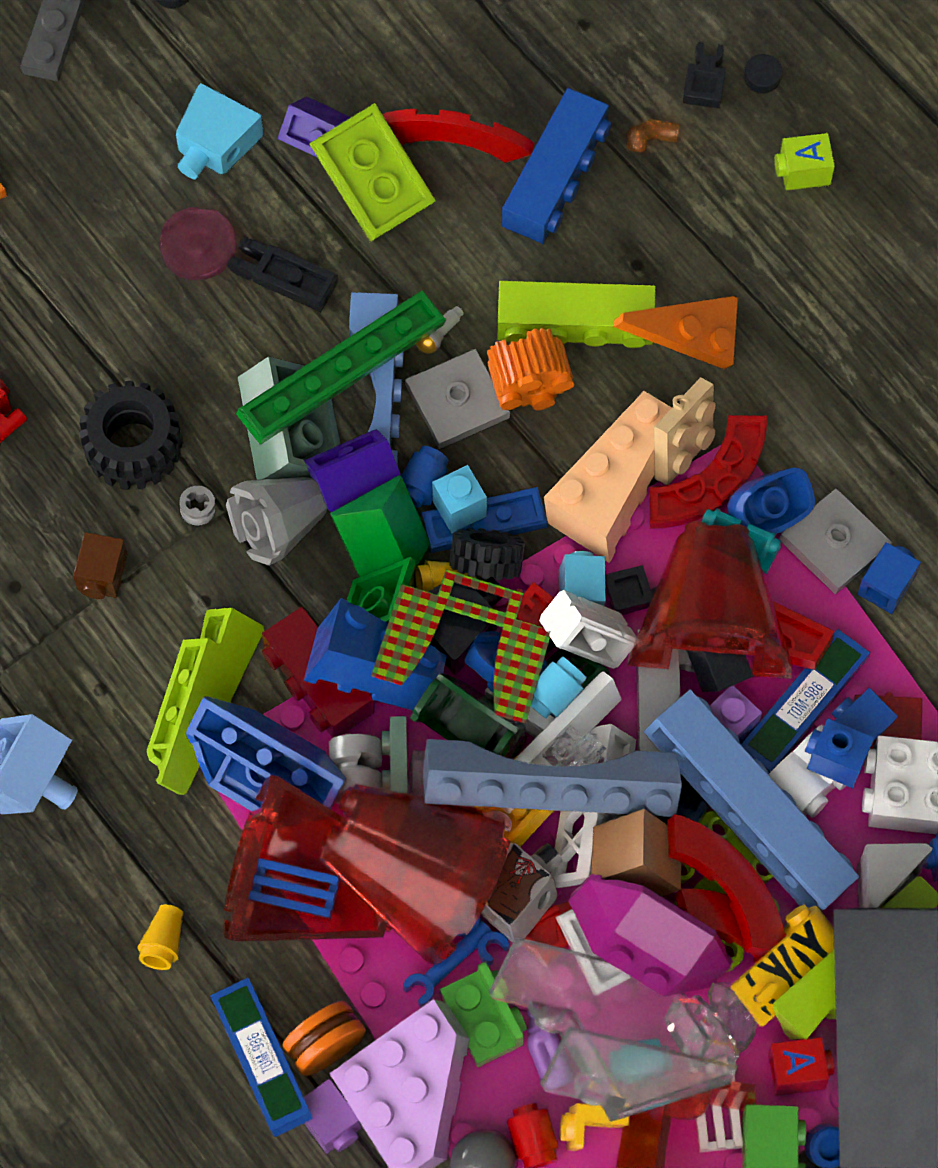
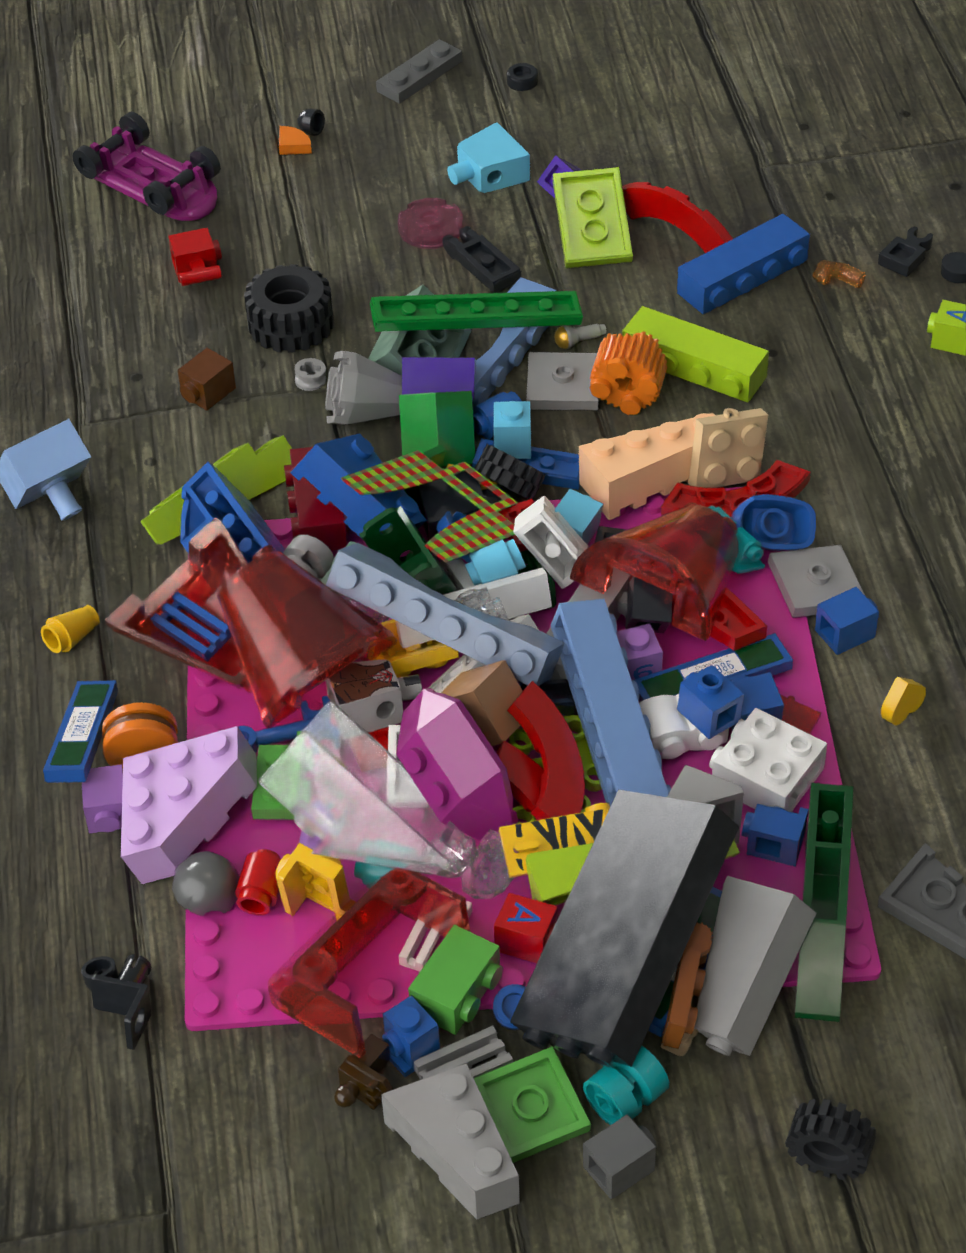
camera: 30 degrees right, 20 degrees down
(694, 329) = (787, 396): orange wing -> none

